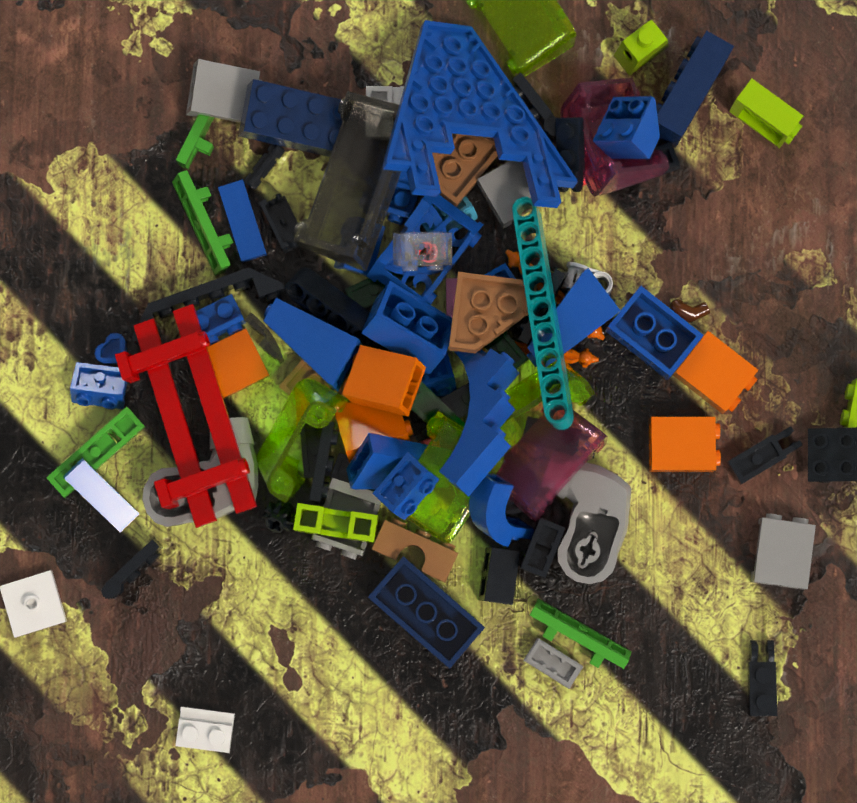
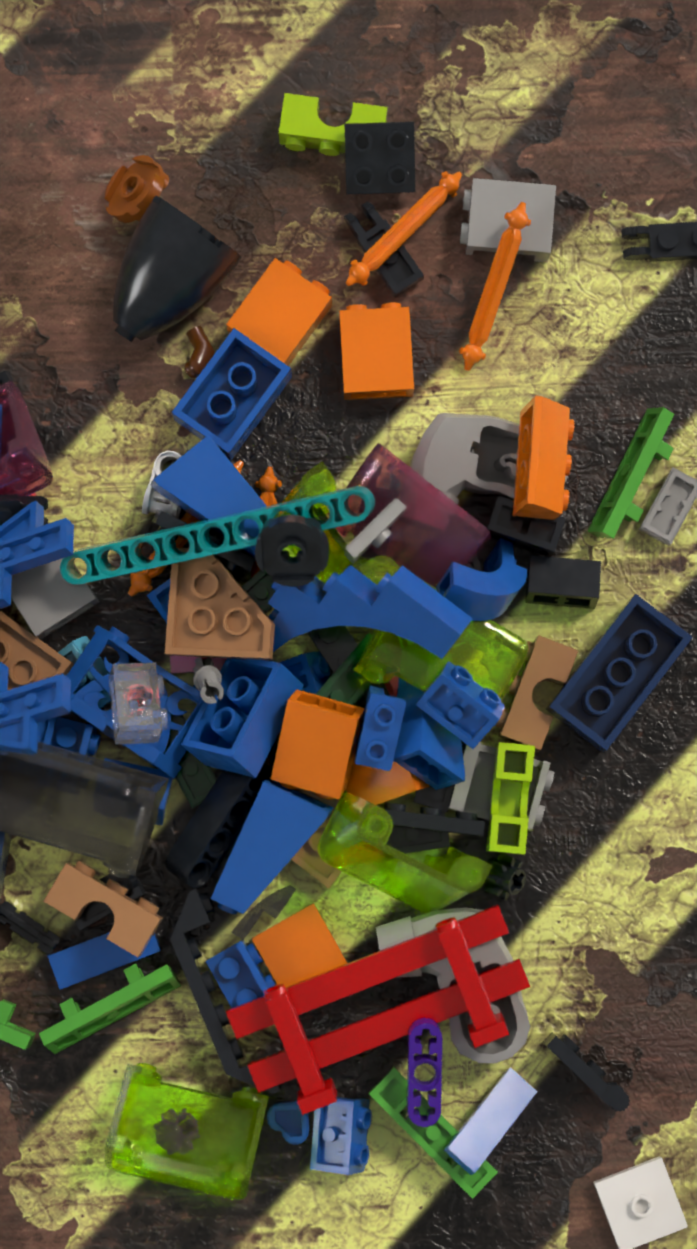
camera: 95 degrees left, 0 degrees up
(108, 272) = (219, 1158): none -> clear neon green windscreen
(109, 266) = (177, 1131): none -> gear
(146, 454) = (433, 1098): none -> dark purple beam
(263, 239) = (133, 920): none -> medium nougat arch
(390, 425) = (379, 729): none -> blue bracket
(436, 302) = (208, 680): none -> light grey axle
(538, 429) = (375, 532): none -> light grey plate
(539, 364) = (296, 531): none -> black plate
(588, 561) = (542, 459): none -> orange slope
(729, 537) = (495, 286): none -> orange wheel
(751, 288) = (167, 271): none -> black cylinder
(778, 470) = (404, 228): none -> orange wheel
(816, 267) = (134, 188): none -> dark orange plate

